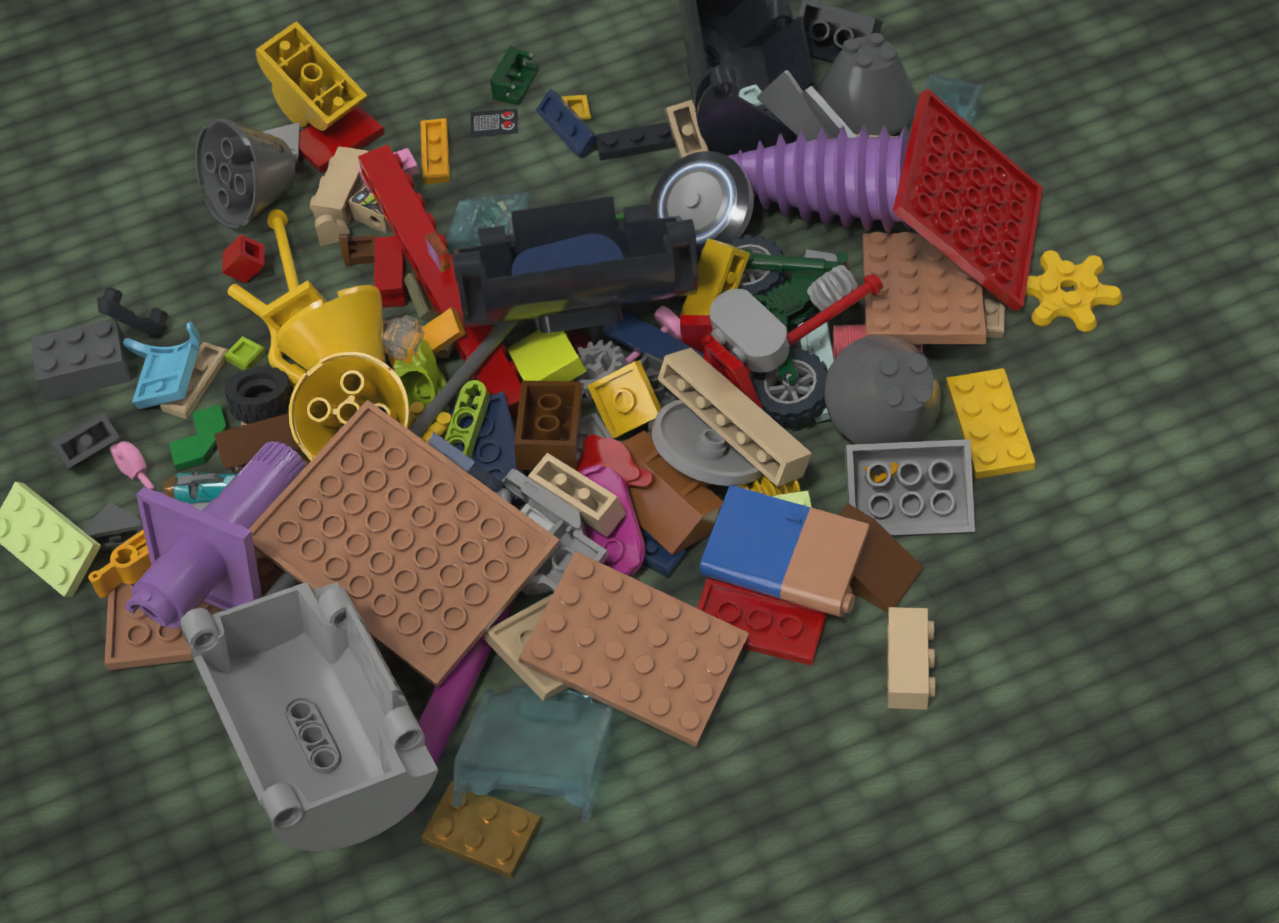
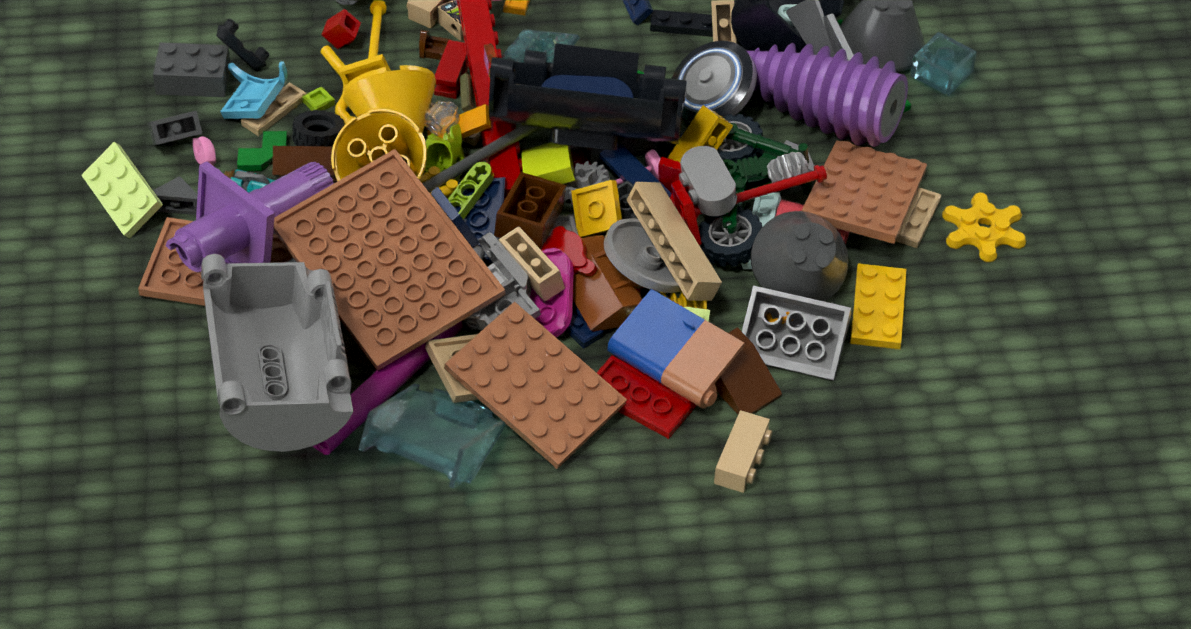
camera: 10 degrees right, 5 degrees down
(127, 566) = (175, 219): light orange piece -> none
(329, 229) = (414, 24): tan tile -> none
(482, 831) = (376, 480): pearl gold plate -> none
(969, 200) = (924, 132): red plate -> none

